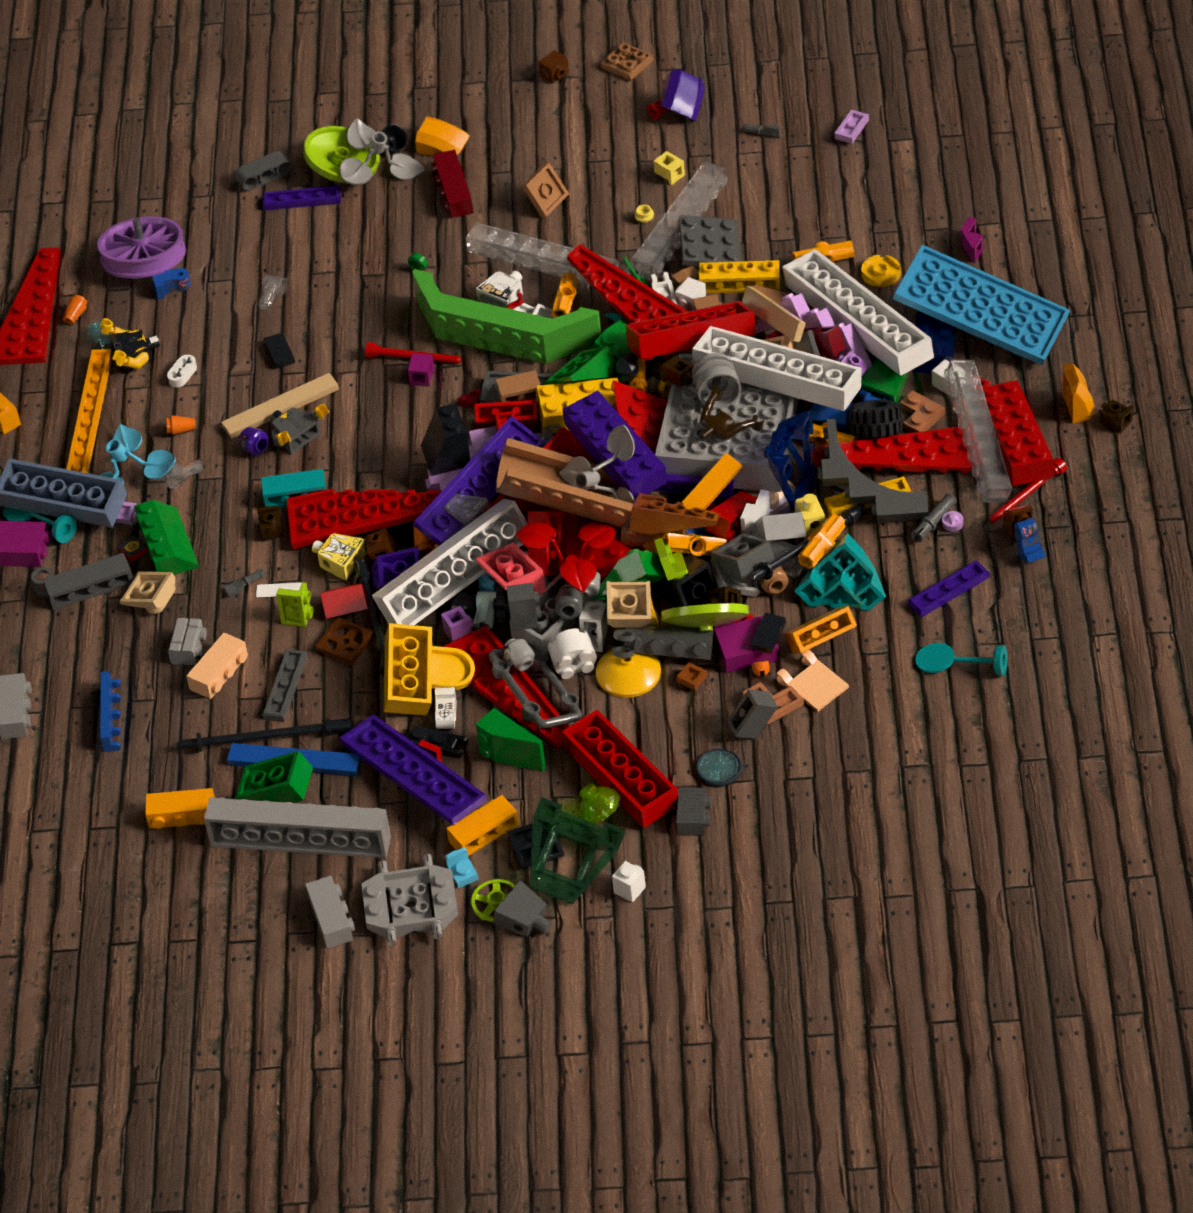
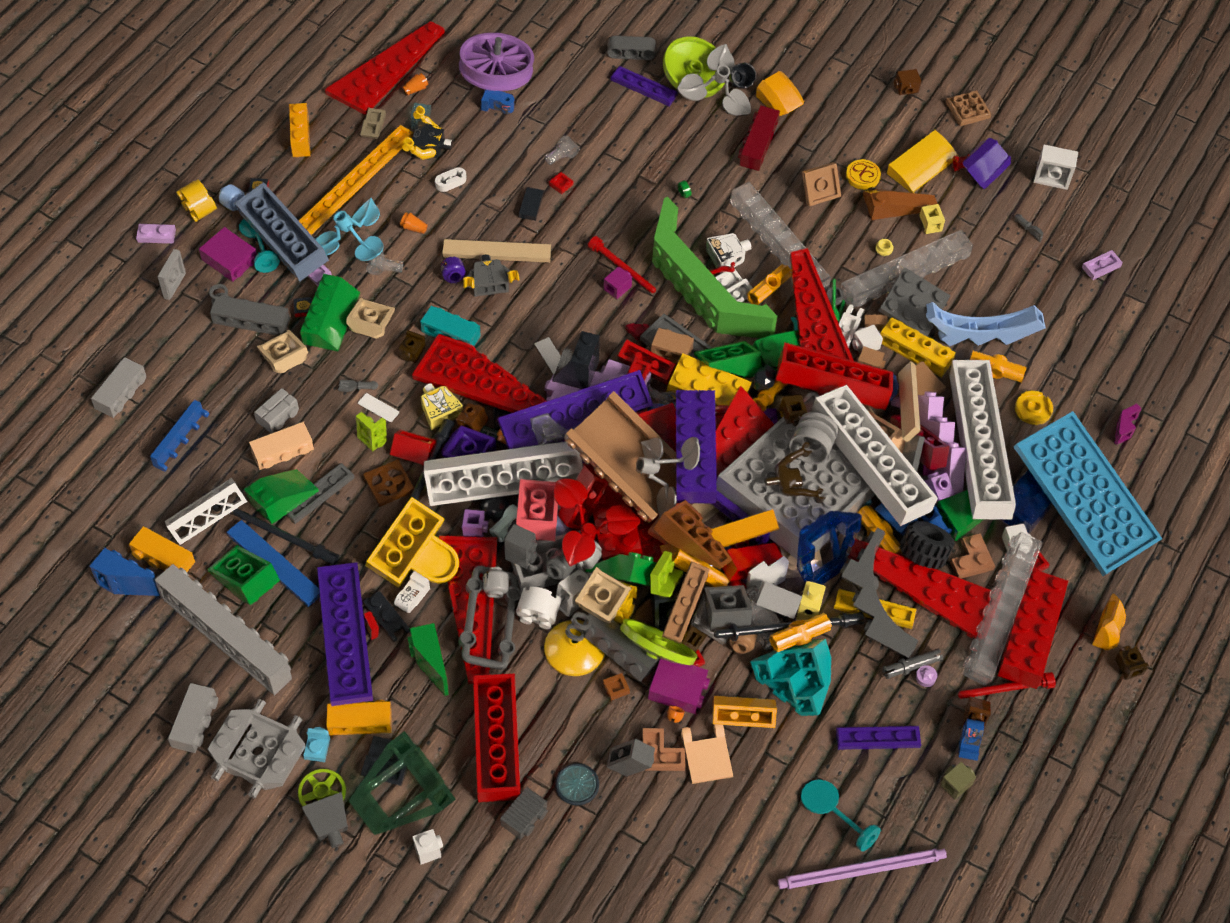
camera: 25 degrees right, 10 degrees up
(61, 363) = (373, 124): none -> dark tan slope
(166, 840) = (123, 575): none -> blue slope
(187, 747) = (201, 505): none -> white fence
(209, 521) = (369, 318): none -> tan slope
(251, 703) = (279, 493): none -> green slope
(292, 319) = (561, 183): none -> red tile
(406, 462) = (549, 353): none -> white sticker
(574, 165) = (863, 174): none -> yellow tile
(597, 803) = (454, 759): clear neon green piece -> none
(621, 127) = (922, 162): none -> yellow slope
(621, 175) = (892, 203): none -> dark orange wedge
(704, 567) = (685, 602): none -> medium nougat tile
(748, 66) = (1055, 167): none -> white brick
(768, 633) = (697, 690): black tile -> none
(786, 232) = (980, 330): none -> light blue arch
(1012, 688) = (862, 868): none -> lavender piece
(1040, 579) = (958, 779): none -> olive brick

